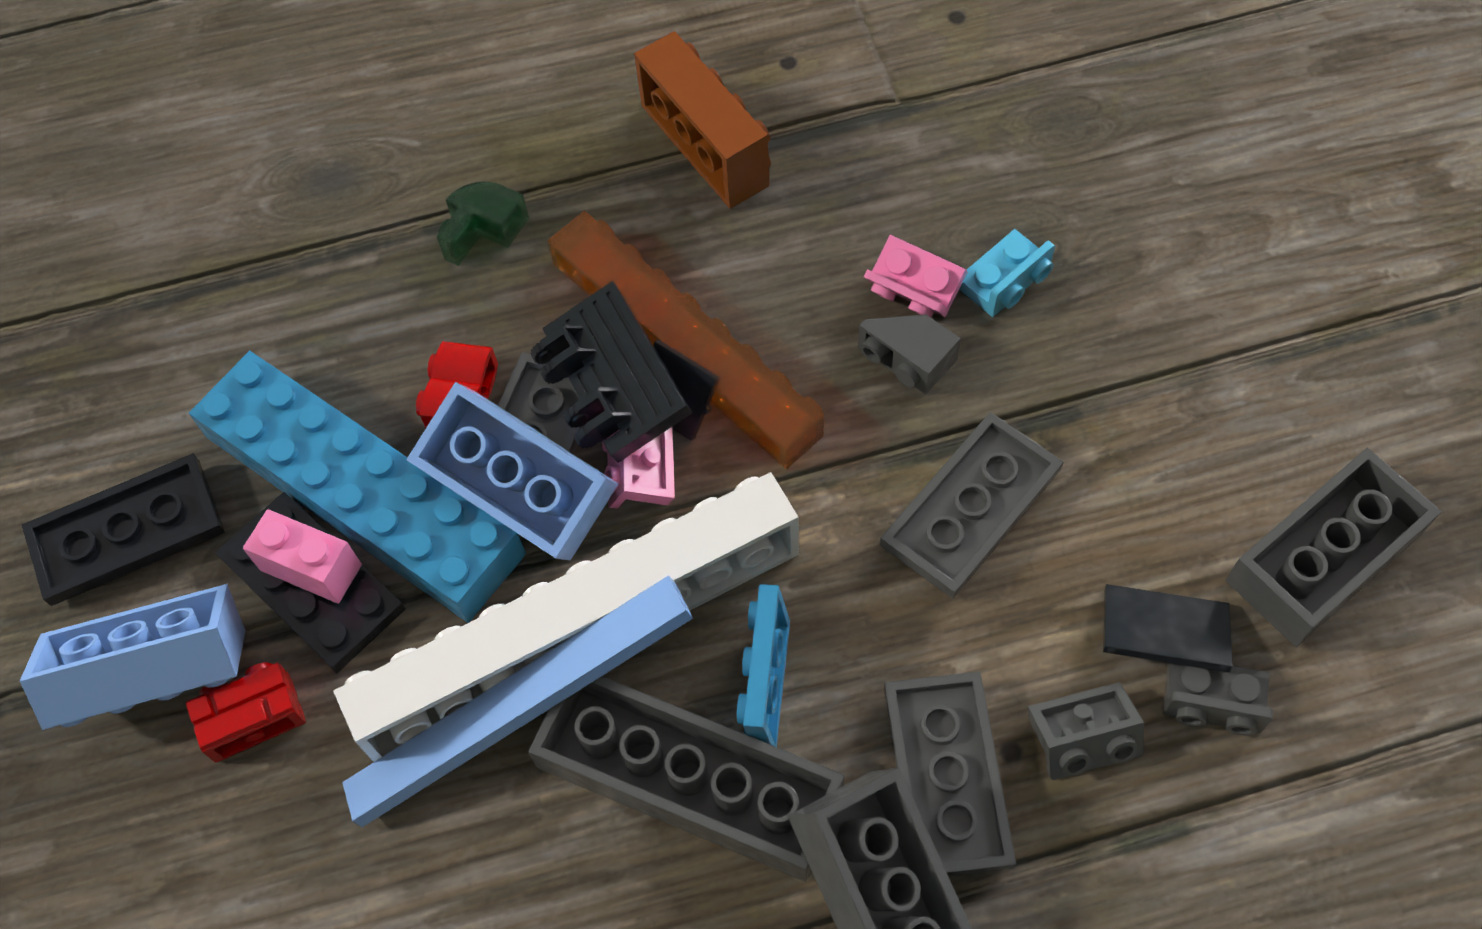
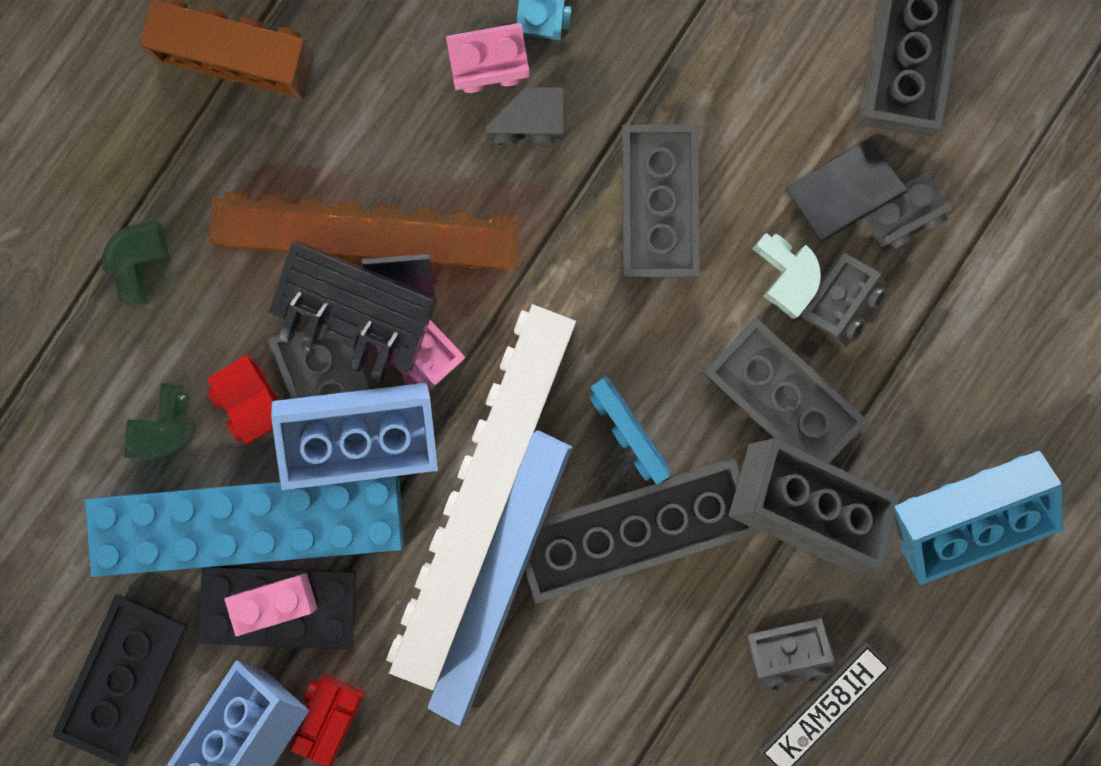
camera: 50 degrees left, 25 degrees up
(365, 363) = (163, 437): none -> clear green brick
(1050, 667) = (799, 274): none -> light aqua brick

